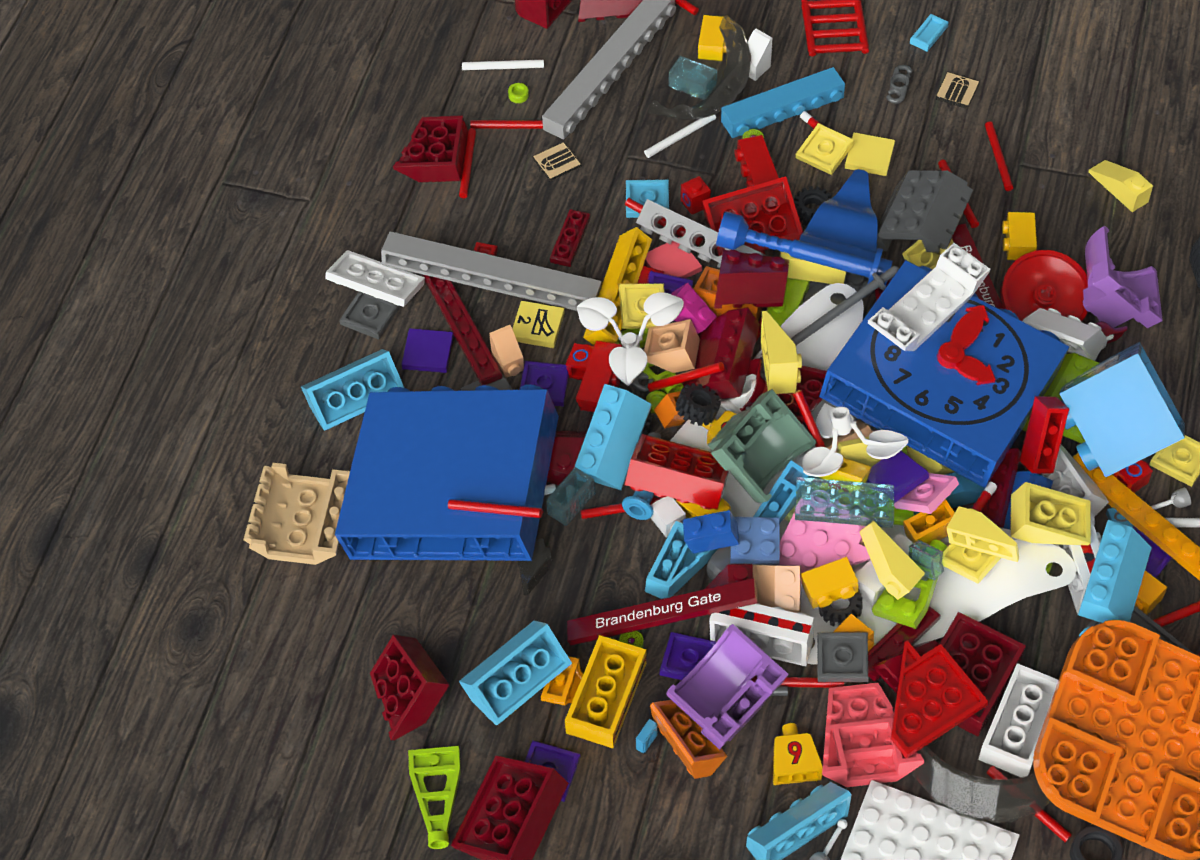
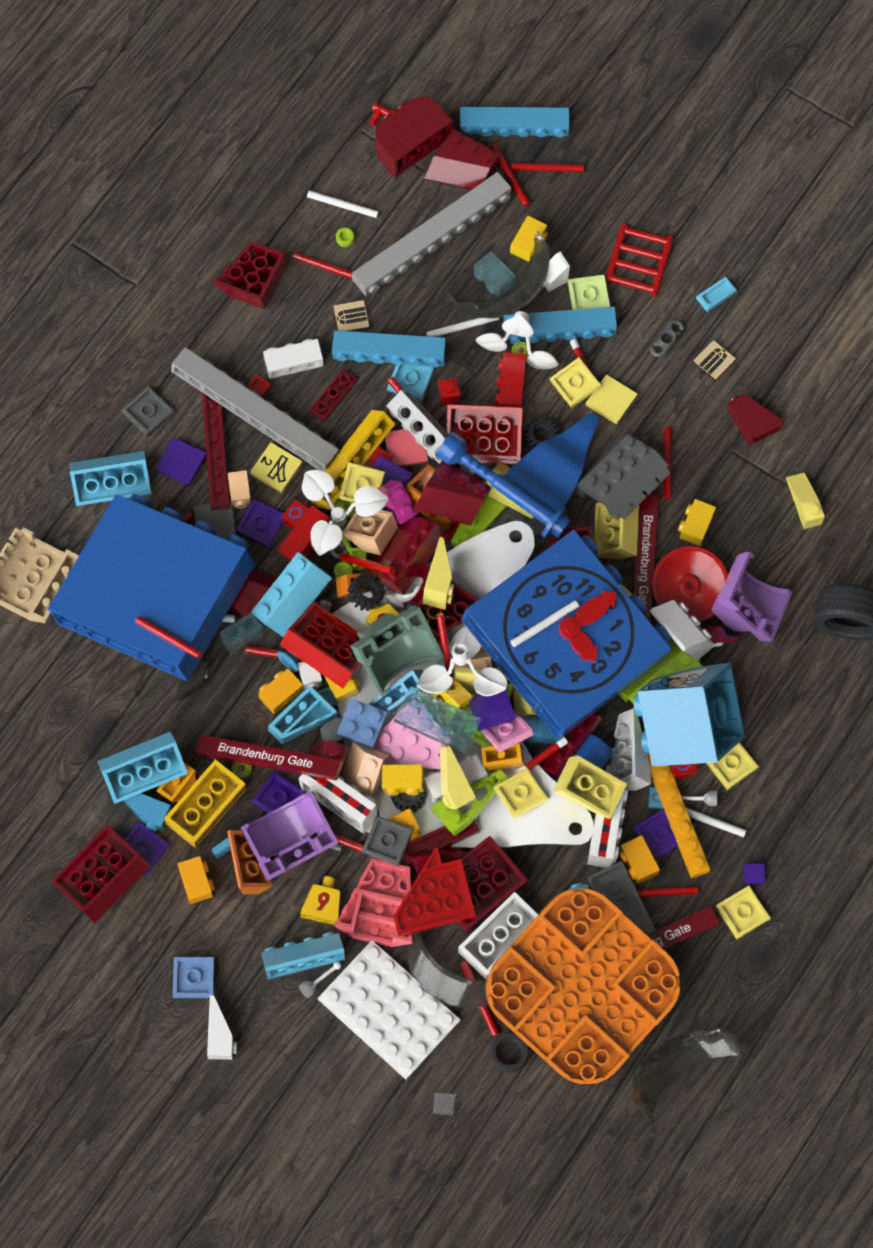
camera: 15 degrees right, 15 degrees up
(374, 278) = (160, 383): white plate -> none
(407, 684) = (62, 745): dark red wedge -> none
(431, 763) = (60, 813): lime plate -> none
(463, 193) = (277, 293): red bar -> none
(511, 215) = (293, 358): none -> white brick
(539, 723) = (149, 810): none -> dark azure slope
(612, 174) = (389, 348): none -> dark azure brick
(629, 782) = (195, 880): none -> light orange brick
(641, 543) = (280, 691): none -> light orange brick
(711, 531) = (328, 707): blue brick -> none
(745, 100) = (518, 326): none -> white plant
(797, 65) = (588, 292): none -> yellowish green plate
(846, 304) = (547, 538): dark grey bar -> none
(921, 358) = (545, 623): none -> white bar
(927, 558) = (483, 785): clear light blue piece -> none
(932, 299) = (571, 577): white slope -> none
(977, 532) = (525, 775): light yellow slope -> none
(999, 156) = (717, 438): red bar -> none
(1027, 126) = (753, 419): none -> dark red slope
(1044, 434) = (618, 716): red brick -> none
(1115, 574) = (615, 852): medium azure slope -> none

